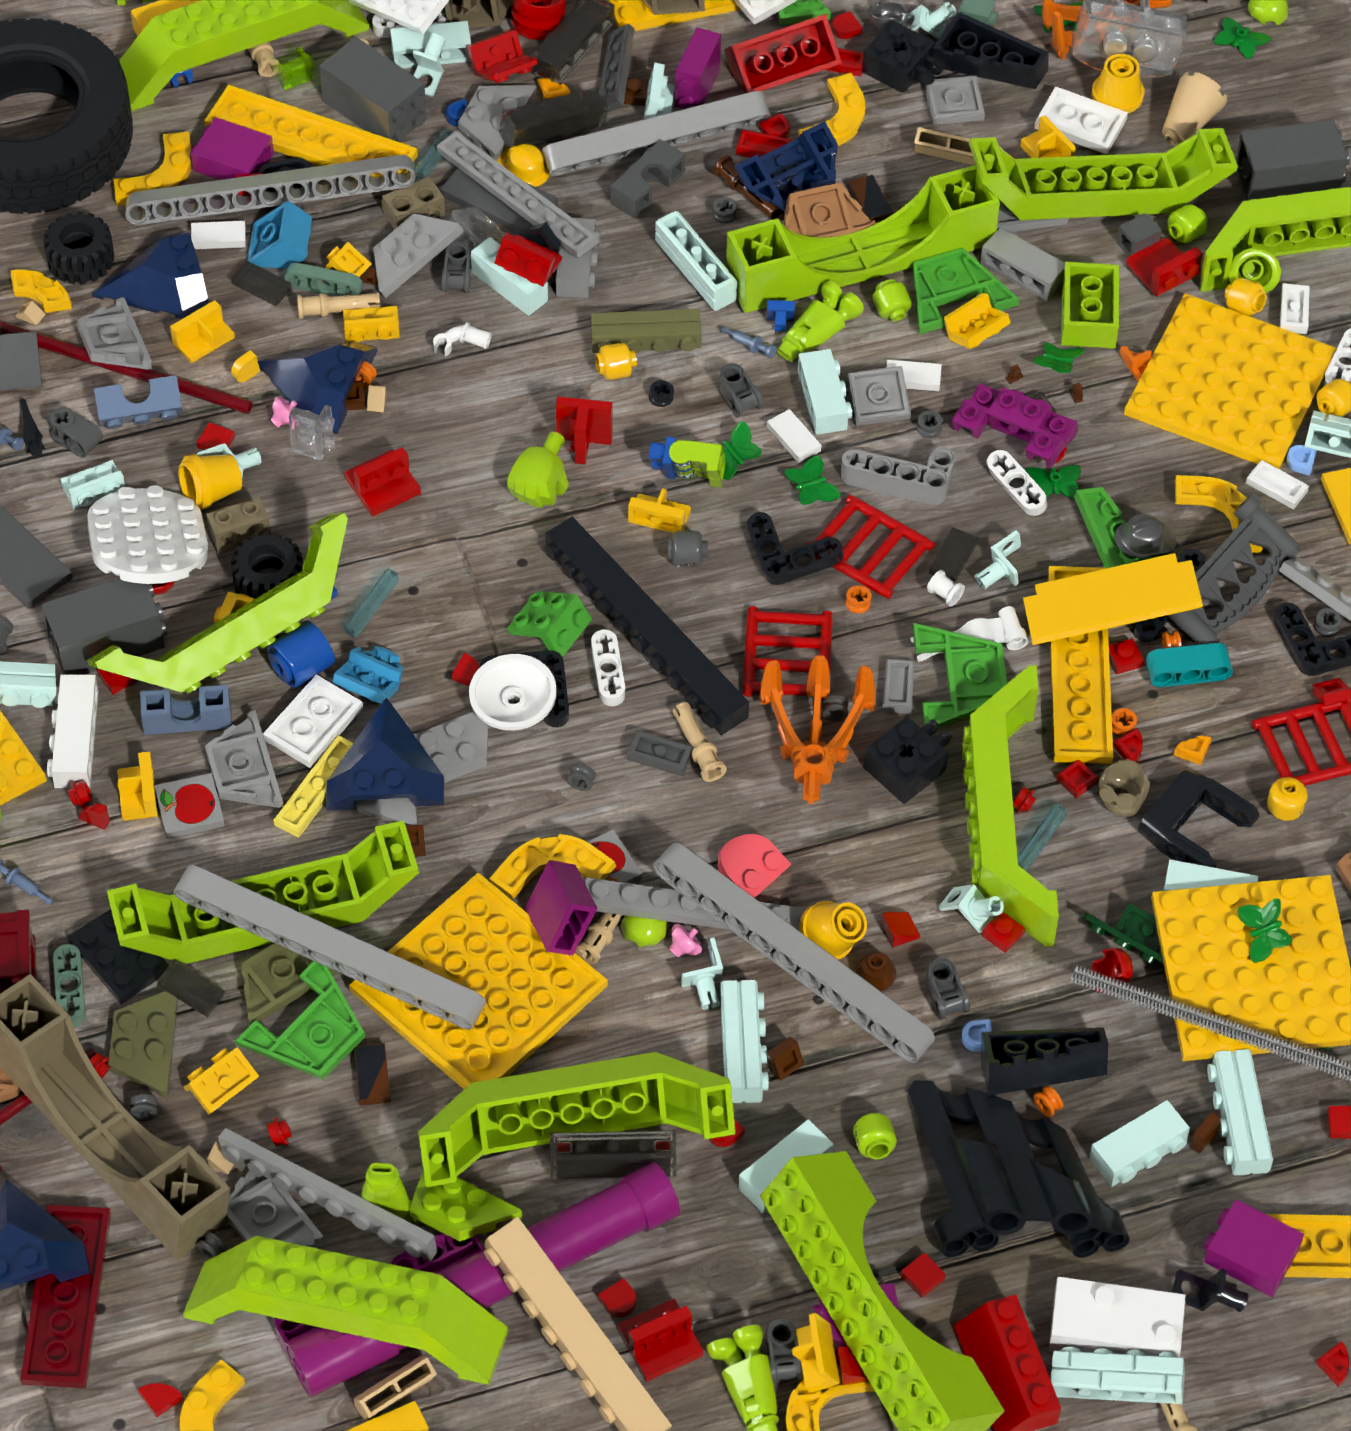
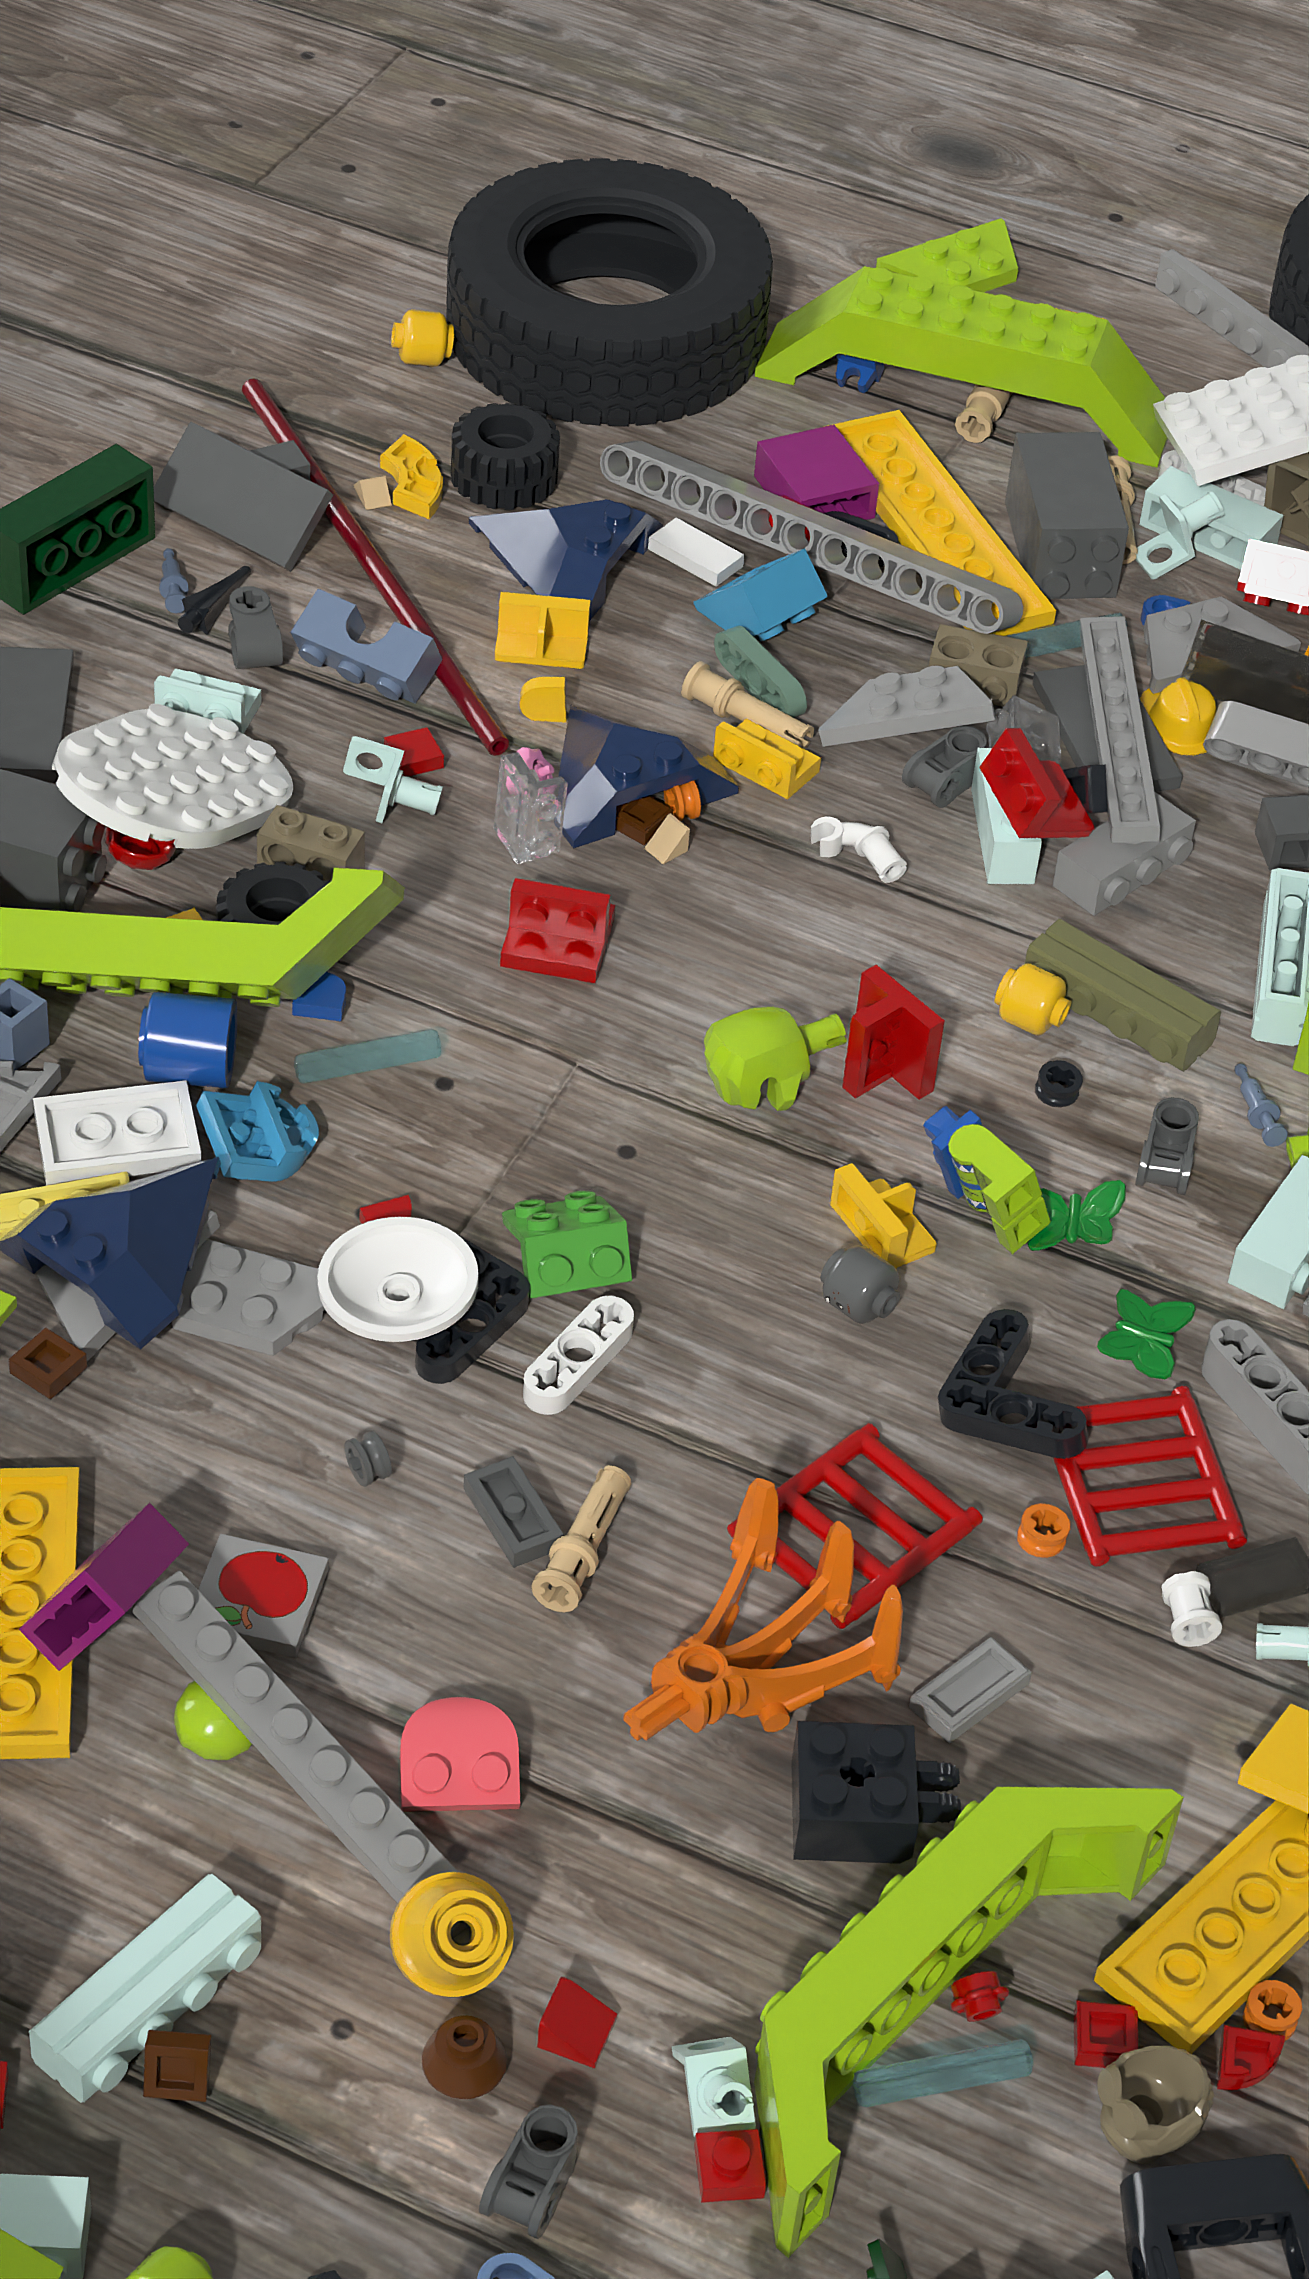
camera: 40 degrees right, 10 degrees down
(114, 337) = (425, 565): light grey wing -> none
(171, 173) = (729, 456): yellow plate -> none
(209, 478) = (337, 777): yellow piece -> none
(261, 283) = (683, 631): clear smoke tile -> none
(296, 71) = (995, 444): clear neon green bracket -> none
(348, 260) = (816, 671): yellow bracket -> none
(370, 277) = (826, 708): reddish brown piece -> none
(534, 855) = (203, 1517): yellow plate -> none
(599, 935) = (135, 1679): tan pin -> none
(646, 626) = (688, 1349): black brick -> none
(684, 941) = (242, 1781): bright pink piece -> none
(704, 978) = (206, 1854): light aqua bracket -> none
(794, 436) = (1190, 1260): white tile -> none
(794, 952) = (356, 1933): light grey beam -> none
(835, 708) = (831, 1637): dark grey bush -> none
(972, 667) = (1099, 1741): bright green wing -> none
(1000, 630) = (1218, 1731): white flag -> none

